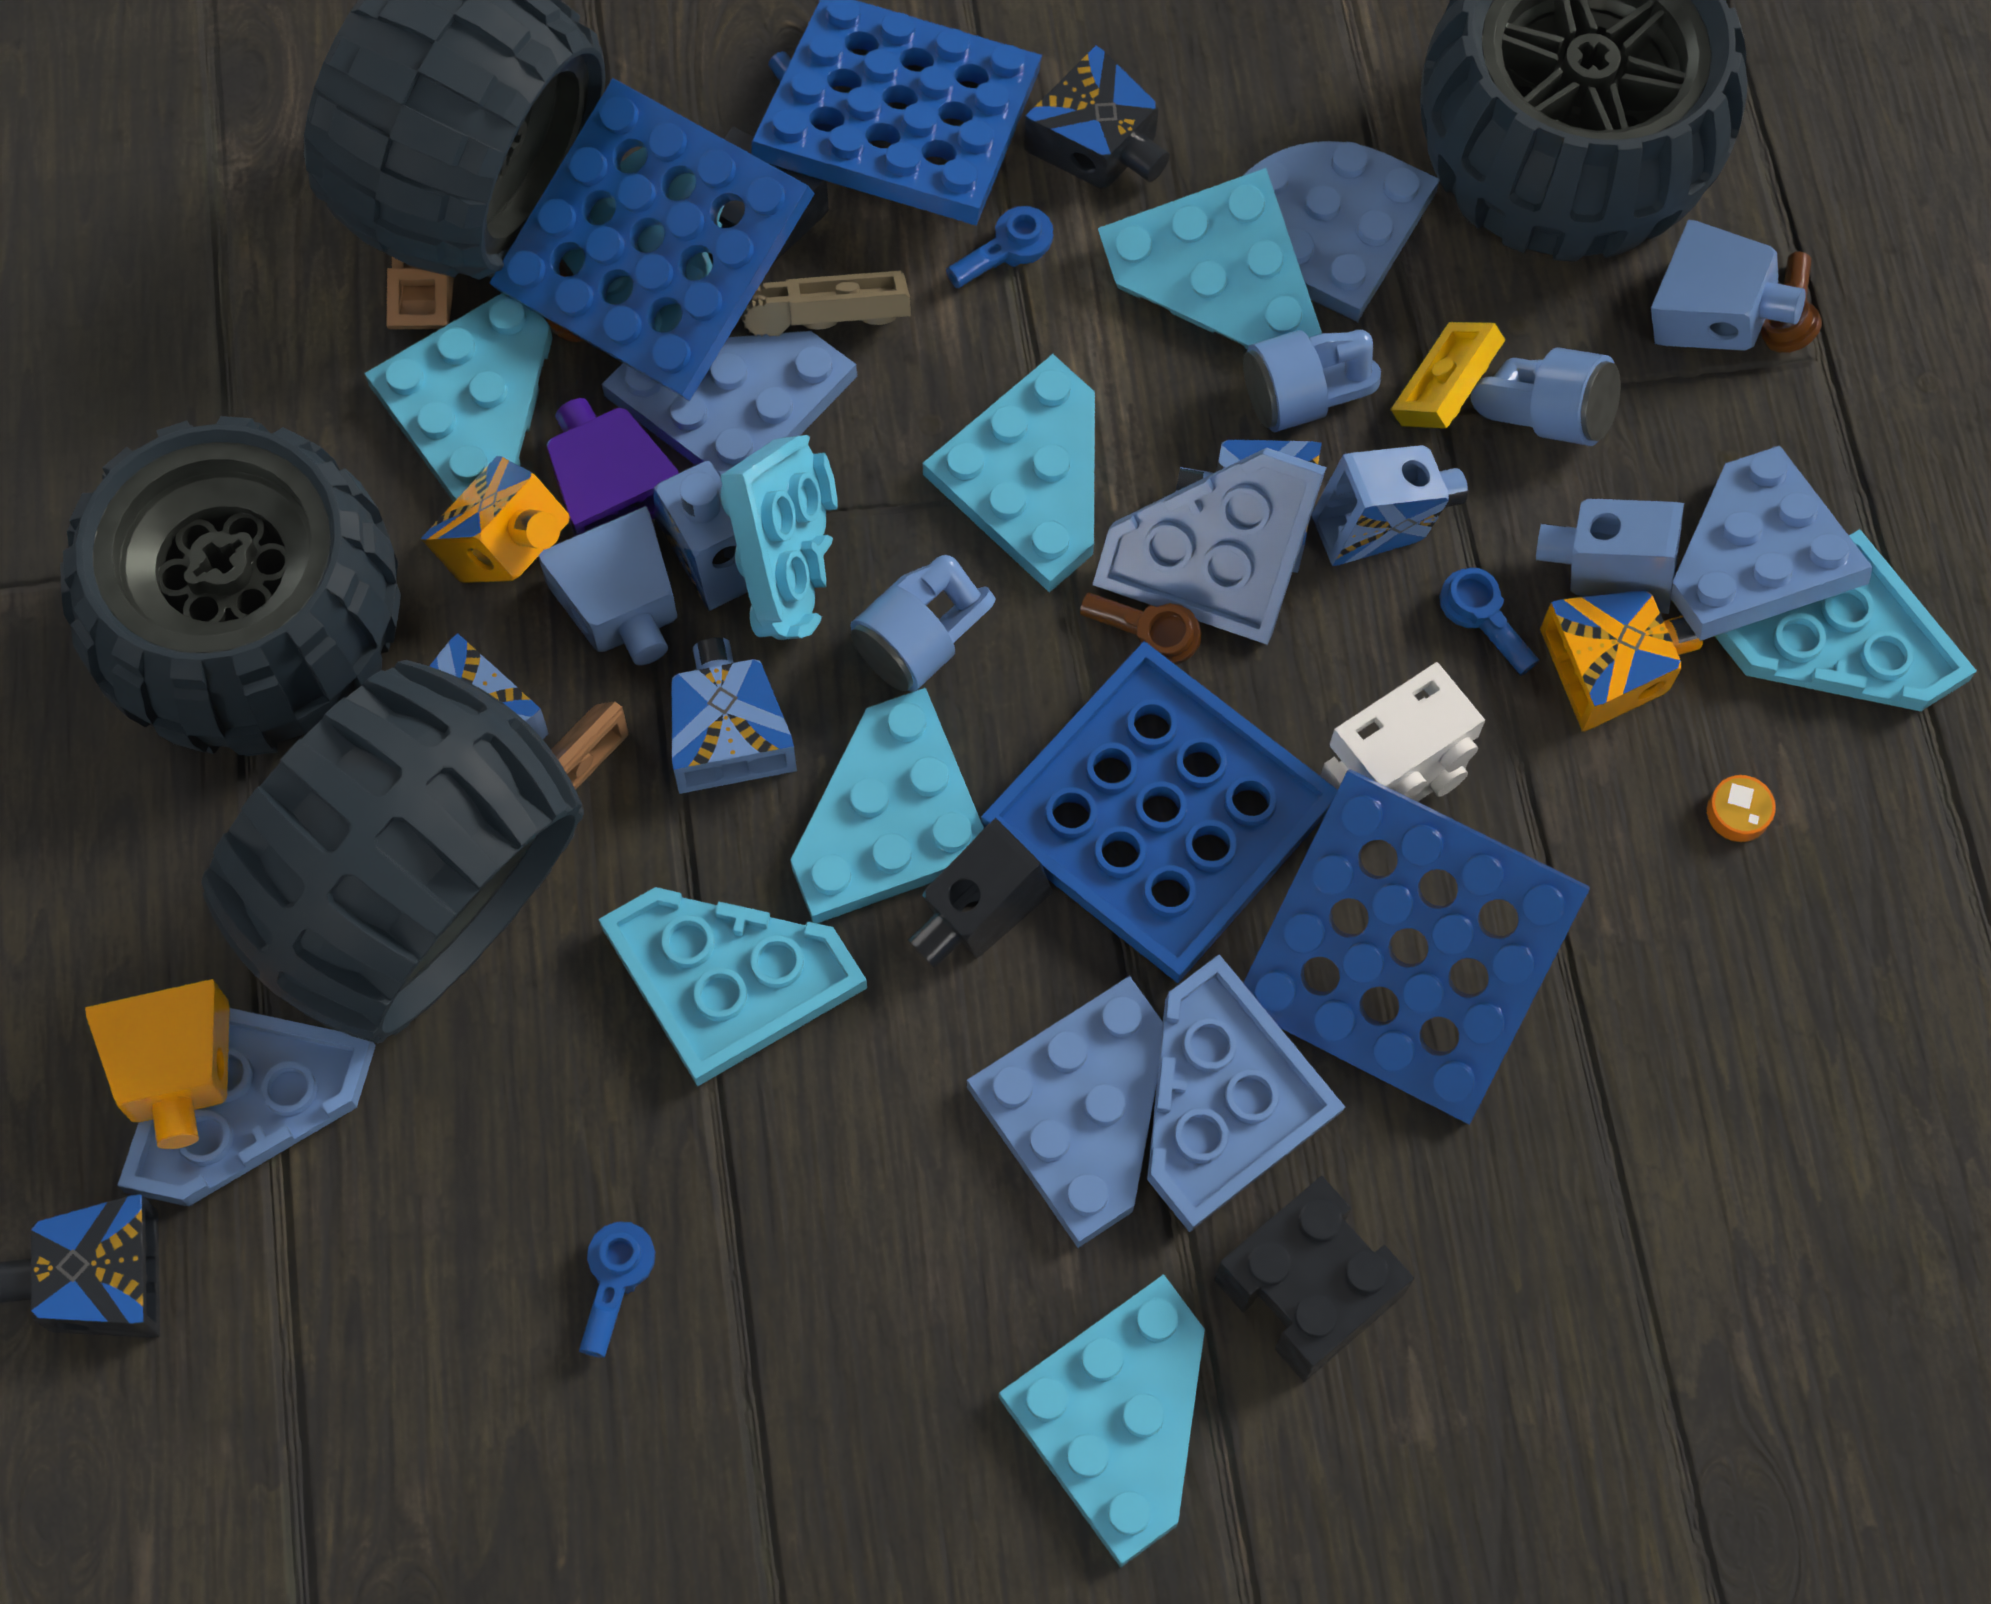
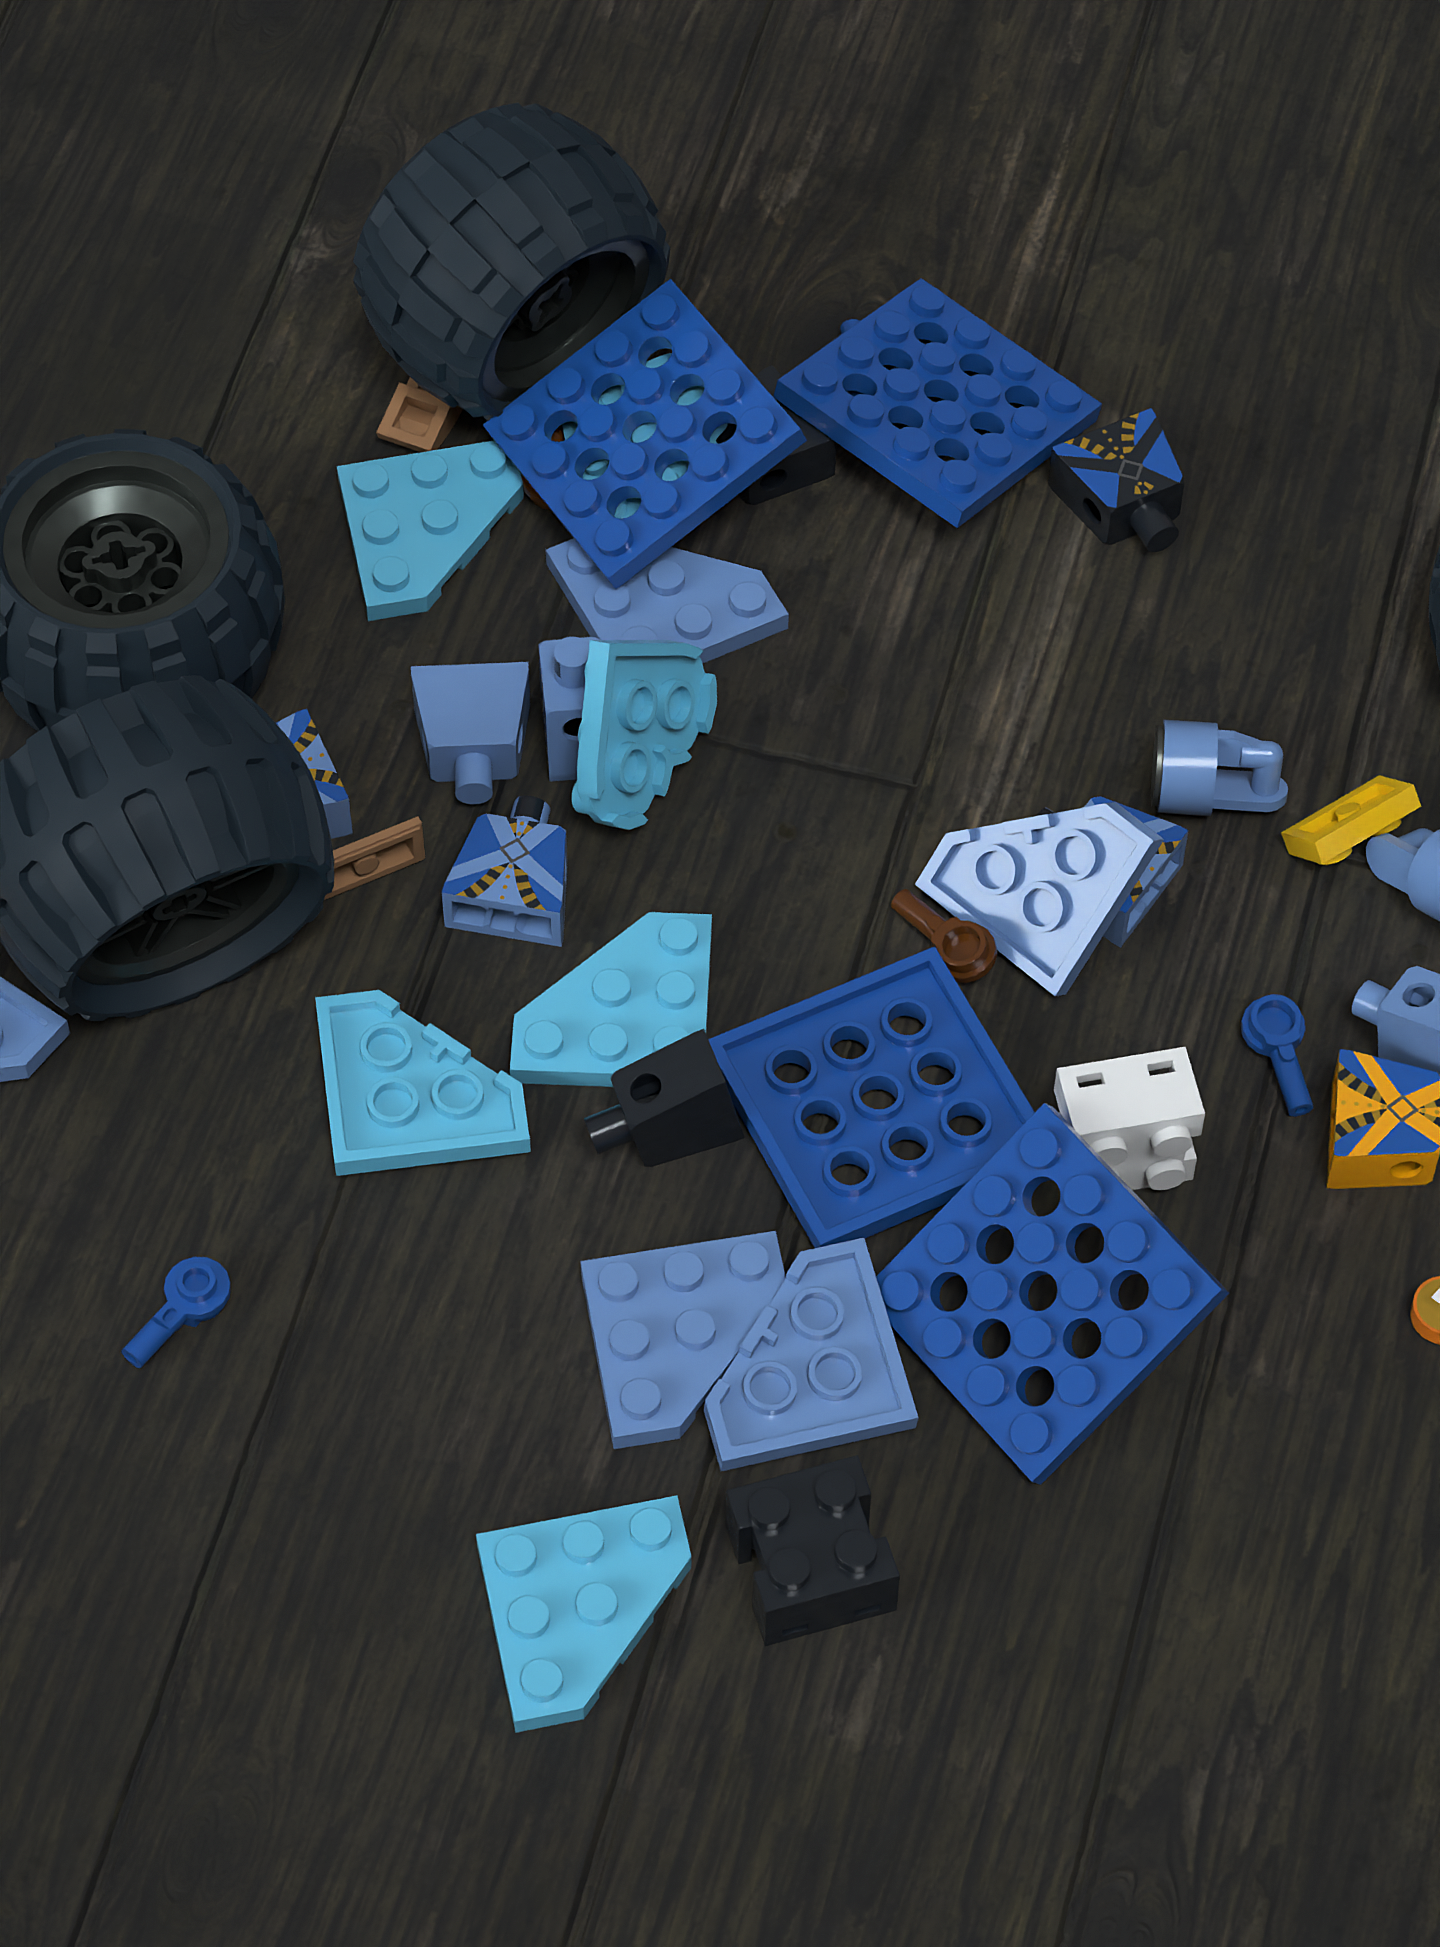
camera: 25 degrees right, 10 degrees down
(505, 521) = (391, 627): light orange torso -> none
(604, 465) = (509, 614): dark purple torso -> none
(827, 300) = (786, 549): dark tan hinge -> none
(904, 637) = (709, 859): medium blue piece -> none
(1020, 238) = (1000, 559): blue plate -> none
(1029, 472) = (906, 765): medium azure plate -> none
(1216, 261) = (1175, 638): medium azure plate -> none
(1346, 216) = (1304, 643): medium blue plate -> none
(1384, 501) = (1227, 905): medium blue torso -> none

